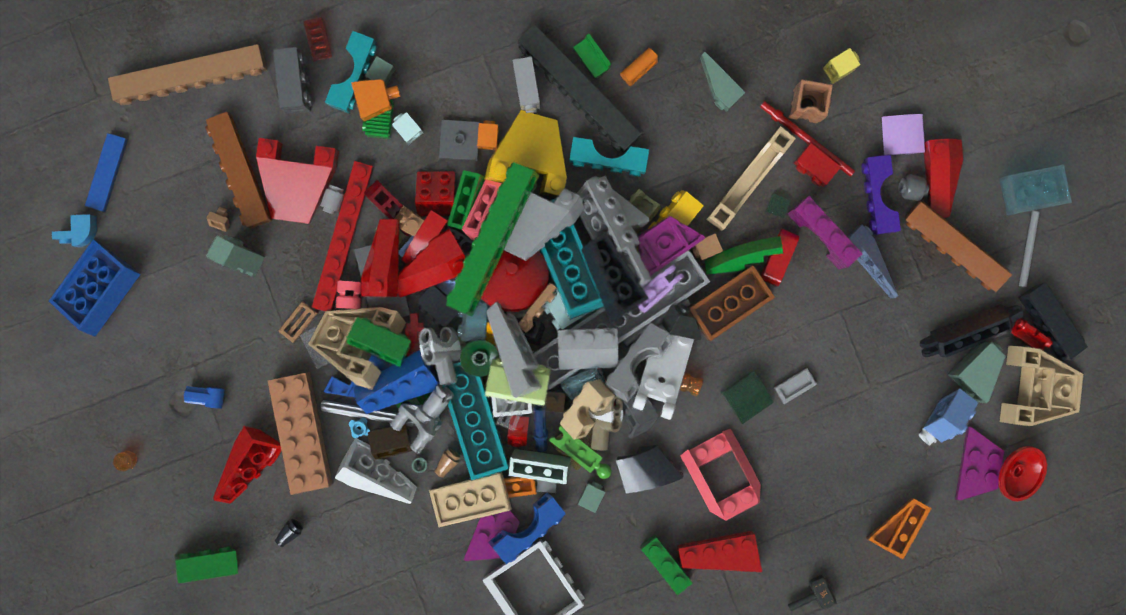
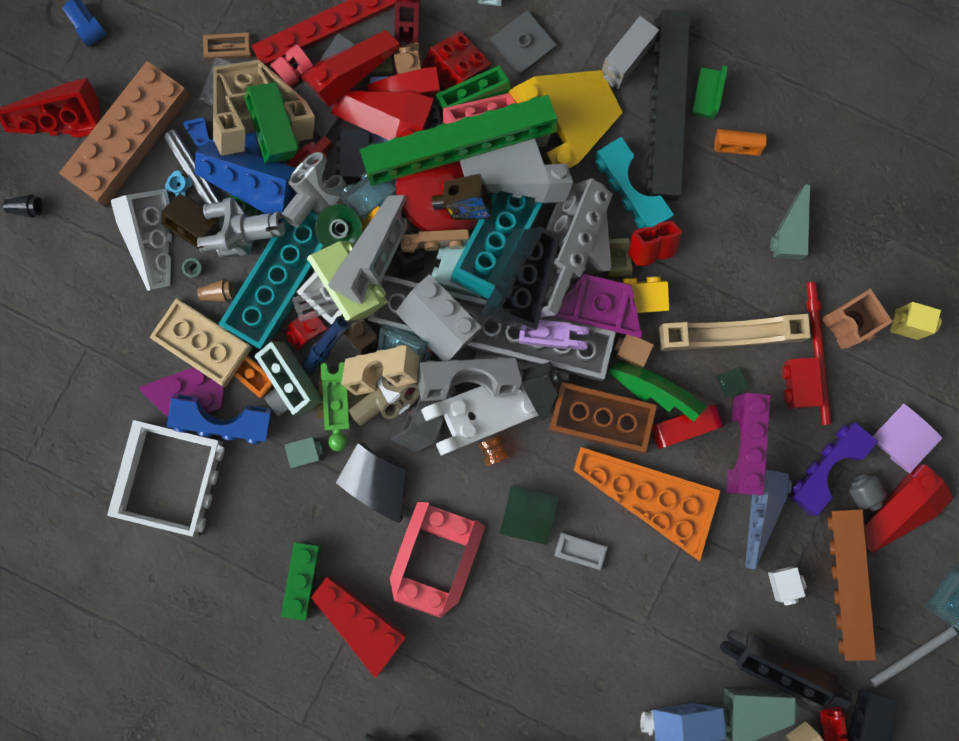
camera: 45 degrees right, 5 degrees down
(488, 135) = (551, 61): orange brick -> none
(532, 268) = (465, 198): none -> dark brown torso
(656, 176) = (654, 243): none -> red brick
(811, 311) = (665, 502): none -> orange wing
(923, 284) = (787, 585): none -> white brick

